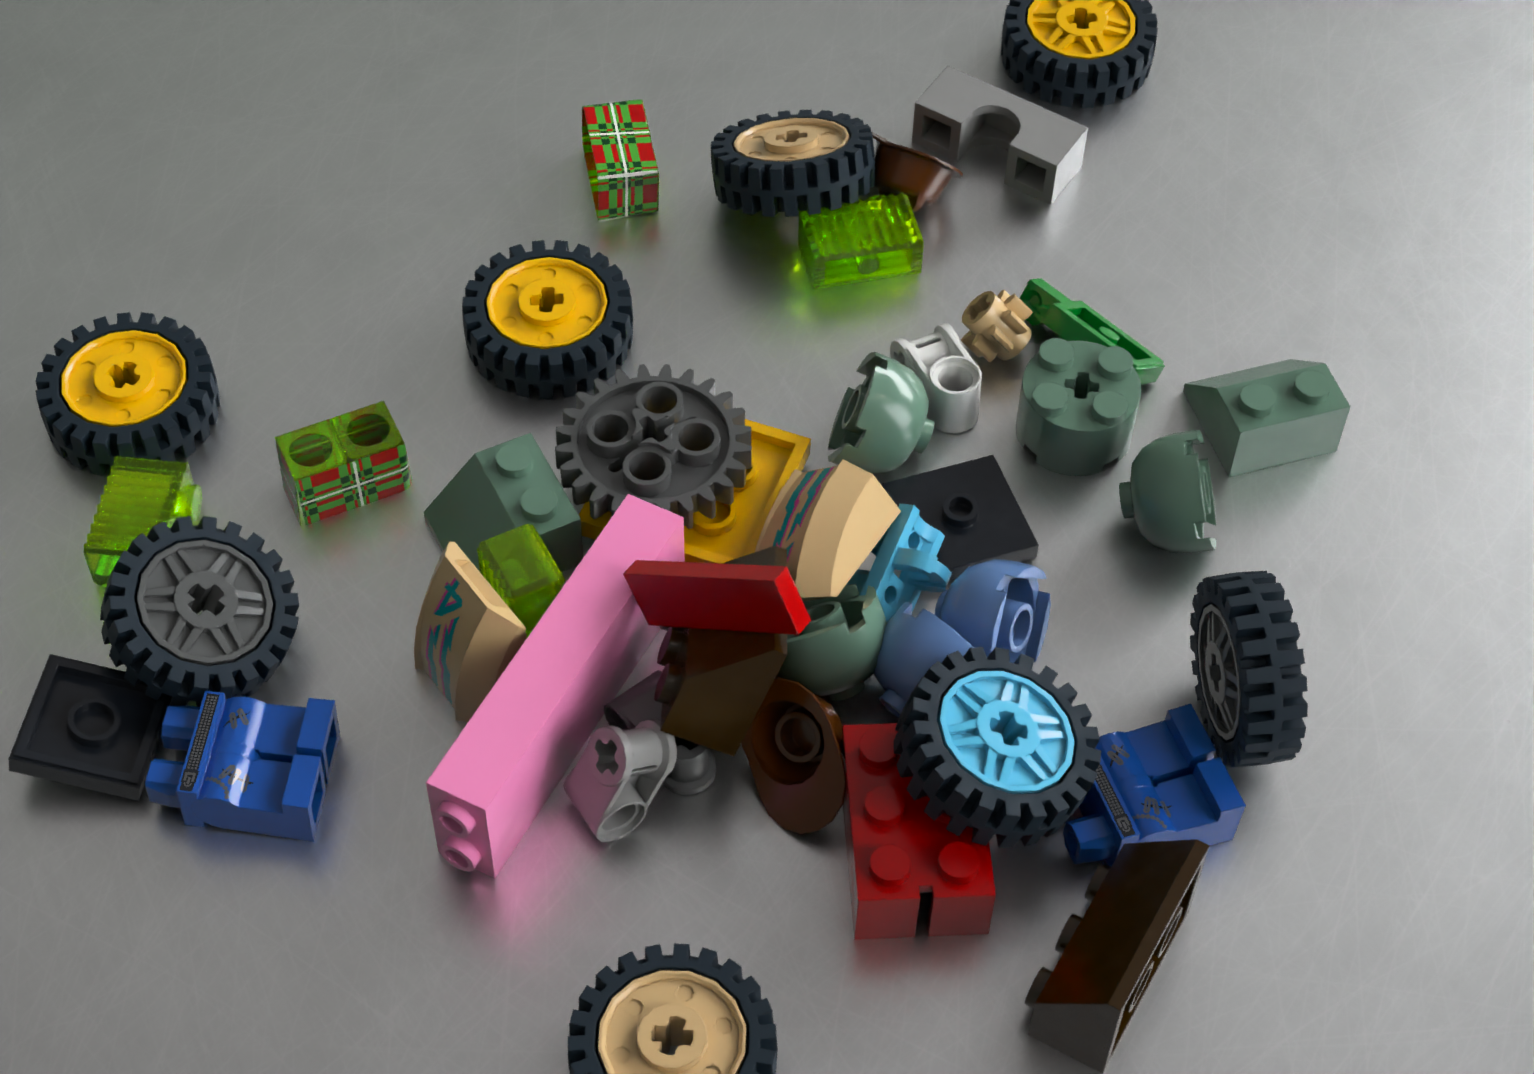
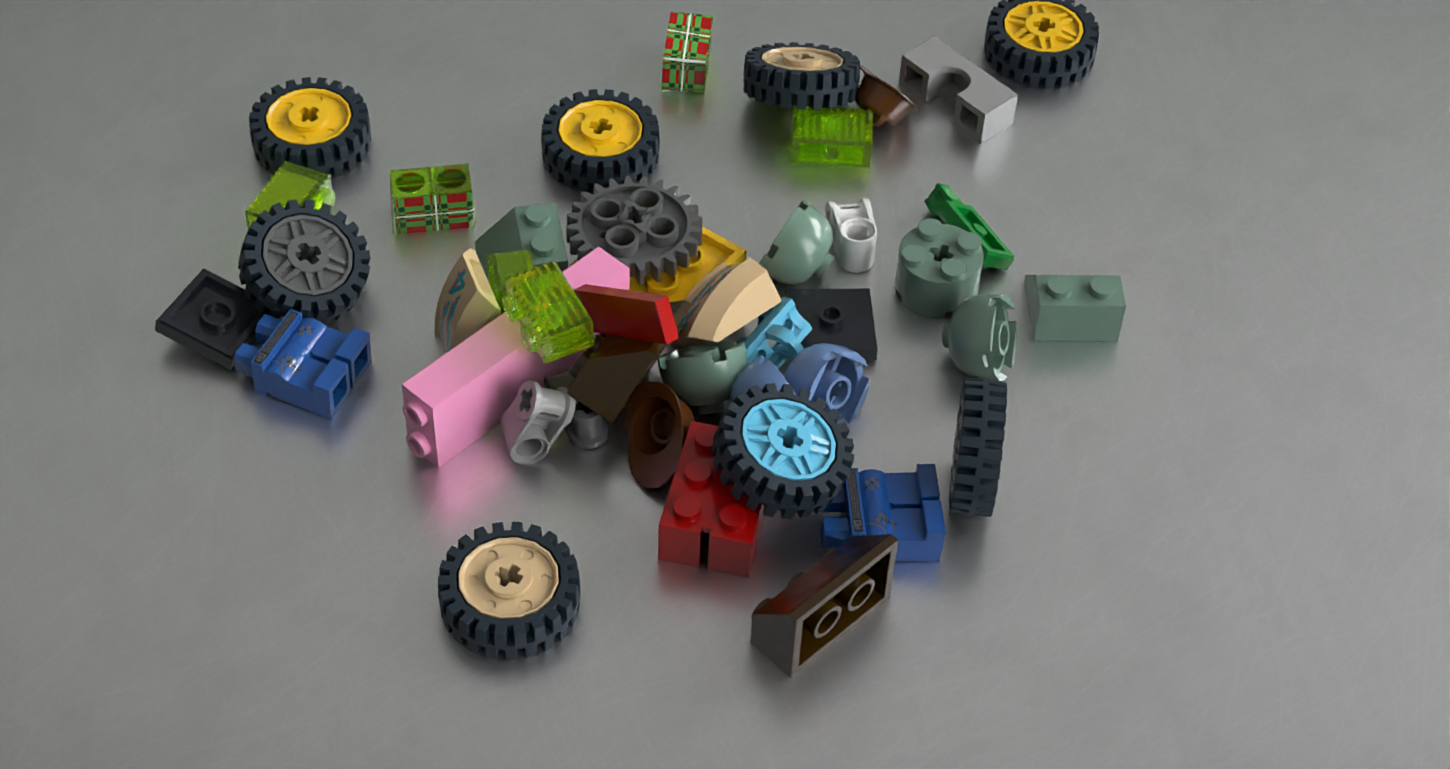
camera: 15 degrees right, 5 degrees down
(604, 620) = (548, 312): none -> clear neon green brick
(996, 325) = (903, 207): tan gear -> none

